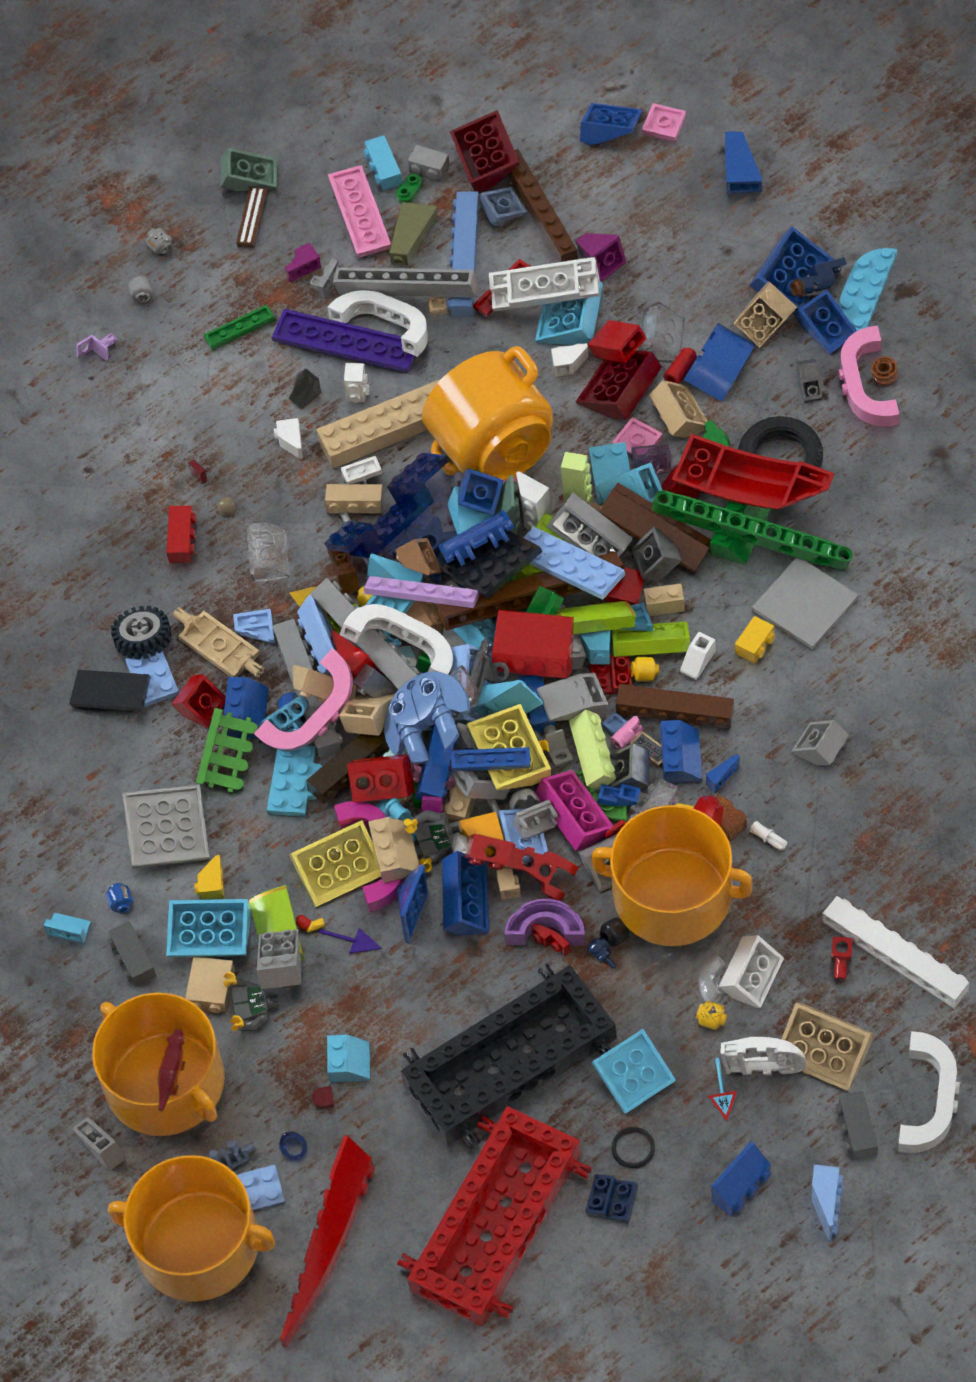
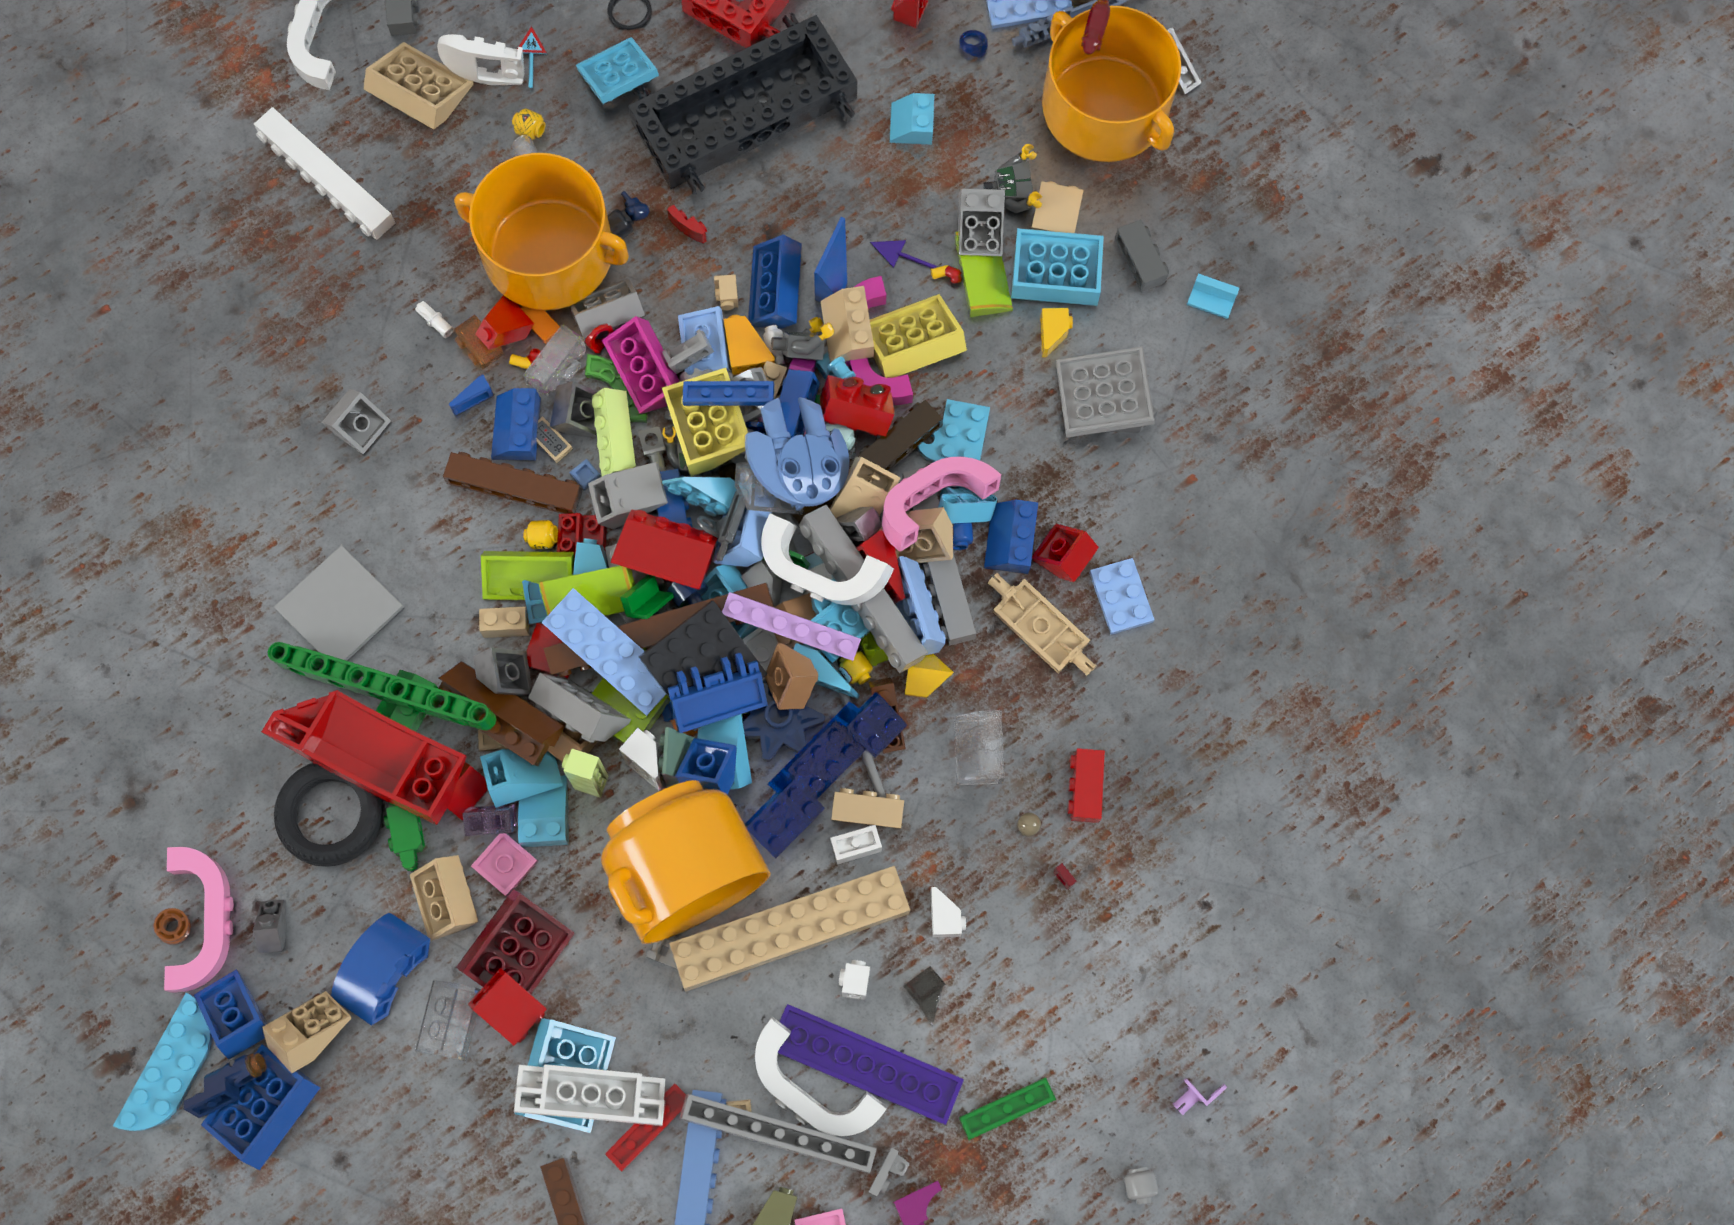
camera: 175 degrees right, 15 degrees up
(110, 690) = (1171, 576): black tile -> none
(119, 898) = (1156, 321): blue head -> none
(144, 640) = (1135, 668): black wheel -> none
(218, 759) = (1047, 486): bright green fence -> none
(255, 625) = (996, 648): light blue wing -> none
(323, 1097) = (940, 87): dark red tile -> none
(506, 855) = (734, 297): red brick -> none
(549, 914) = (691, 247): medium lavender brick -> none
(568, 358) = (575, 994): white slope -> none
(606, 250) = (512, 1166): magenta slope -> none
(614, 796) = (591, 377): blue slope -> none
(626, 733) = (573, 455): bright pink hinge -> none
(680, 365) = (431, 966): red brick -> none
(698, 655) = (475, 541): white slope -> none
(751, 971) = (480, 158): white slope -> none
(754, 640) = (406, 559): yellow brick -> none
(841, 958) = (381, 174): red bracket -> none

